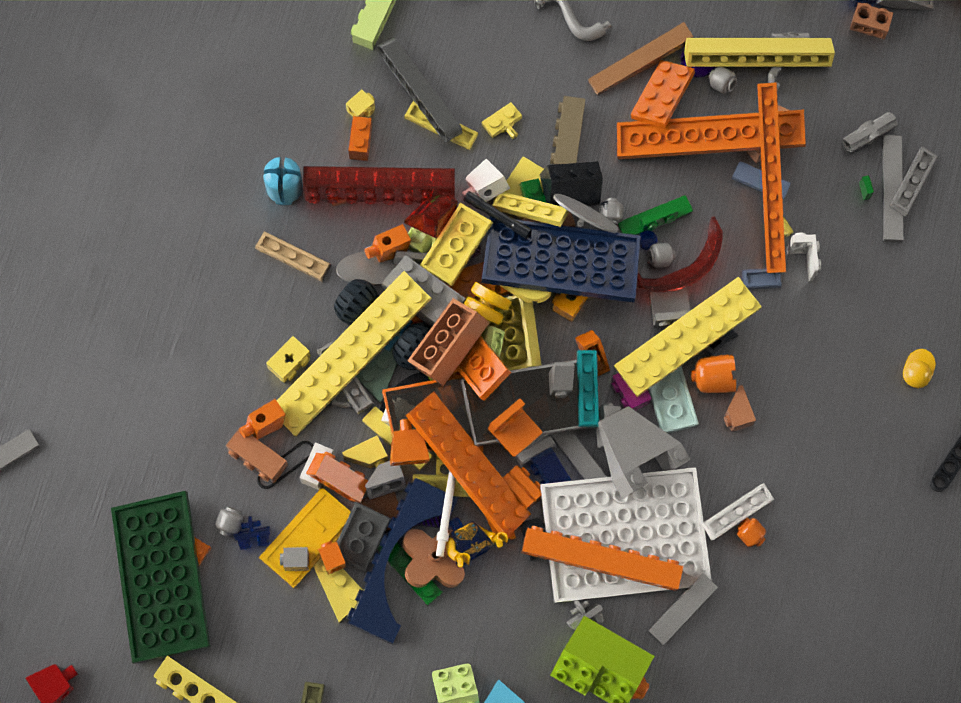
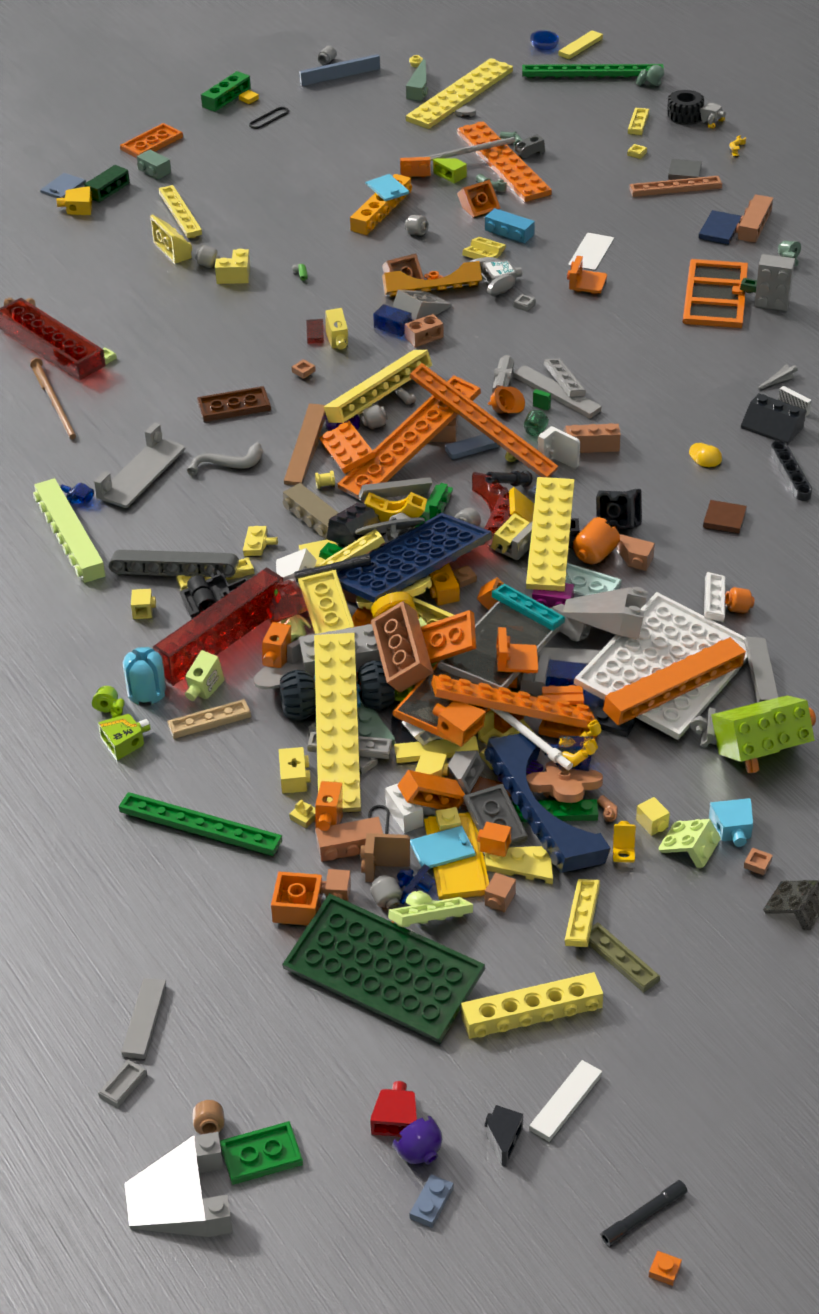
camera: 45 degrees left, 30 degrees down
(170, 469) = (296, 898): none -> orange brick
(188, 343) = (200, 823): none -> green plate
(203, 486) = (337, 884): none -> nougat brick
(223, 216) = (123, 734): none -> lime torso
(229, 566) = (425, 909): none -> yellowish green plate
(246, 174) = (107, 701): none -> lime piece
(246, 485) = (384, 851): none -> medium nougat bracket
(257, 400) = (303, 814): none -> light yellow tile
(293, 597) = (500, 892): none -> nougat brick
(295, 559) = (469, 864): light grey brick -> none
(302, 524) = (442, 847): none -> medium azure container
(320, 220) = (204, 676): none -> yellowish green torso
(323, 668) = (582, 913): none -> light yellow tile
(331, 506) = (448, 818): none -> light yellow plate
(360, 138) = (166, 616): orange brick -> none
(411, 146) = (205, 593): none -> black plate
(415, 644) = (624, 842): none -> yellow bracket
(442, 608) = (610, 809): none -> nougat arm
(456, 646) = (652, 816): none -> light yellow brick
(561, 379) = (506, 605): light grey slope -> none
(599, 305) = (465, 576): none -> medium nougat plate
(614, 109) = (325, 479): none -> light yellow bush
(621, 189) = (412, 506): none -> yellow arch
(645, 172) = (396, 488): none -> light grey tile
(668, 302) = (508, 531): none -> light yellow hinge
(706, 284) = (521, 505): none -> yellow tile
(739, 250) = (513, 478): none -> black pin
(774, 360) = (620, 508): none -> black piece
(830, 207) = (535, 422): none -> clear green head
(838, 163) = (507, 400): none -> orange piece
(851, 443) = (724, 516): none -> reddish brown tile
(854, 264) = (596, 437): none -> nougat slope

